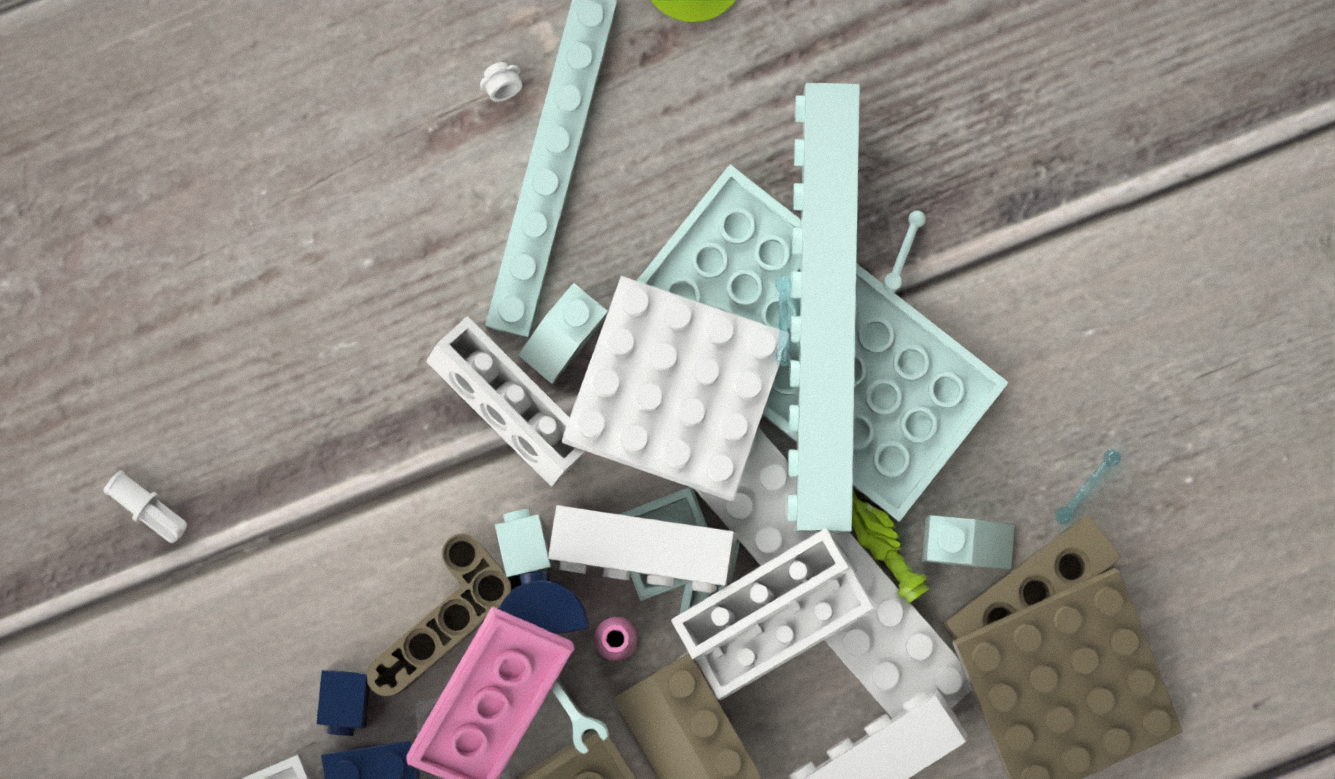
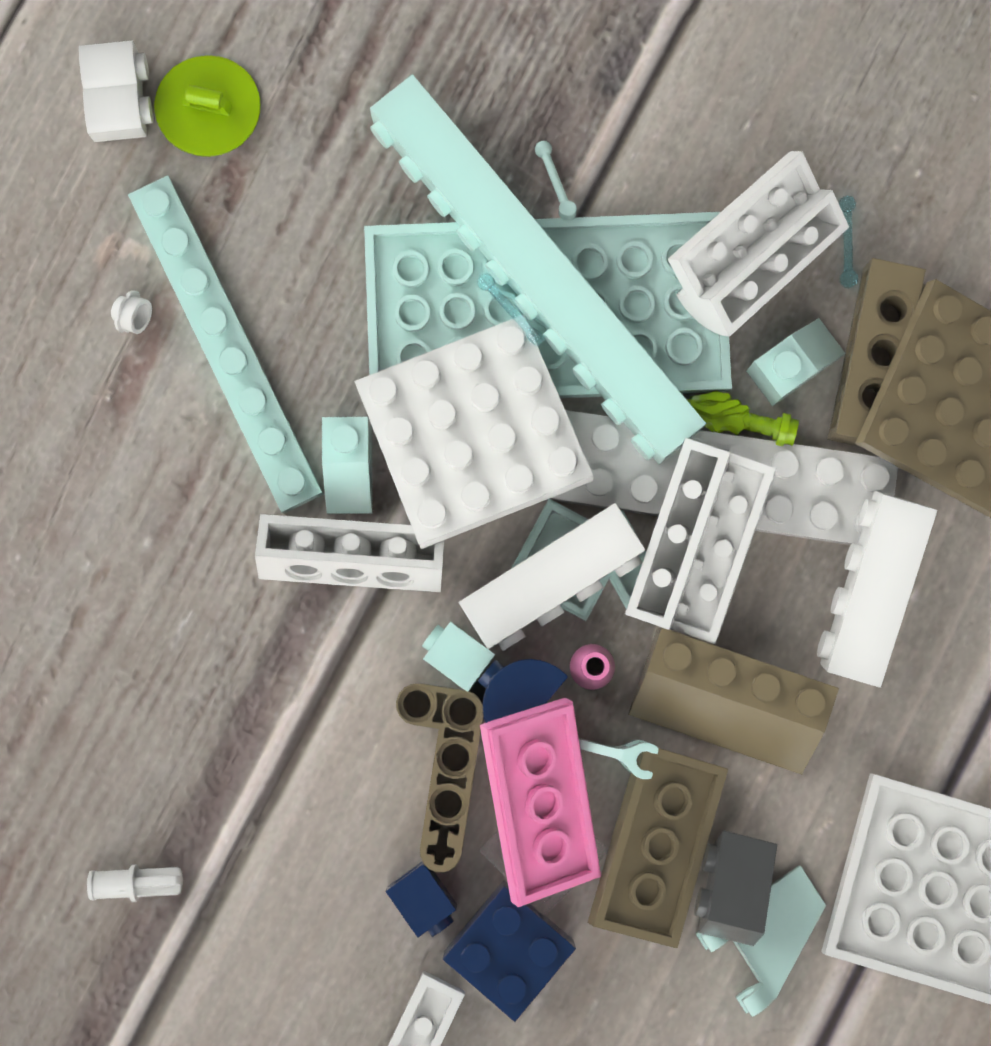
camera: 40 degrees left, 0 degrees up
(1009, 431) = (756, 245): none -> white brick

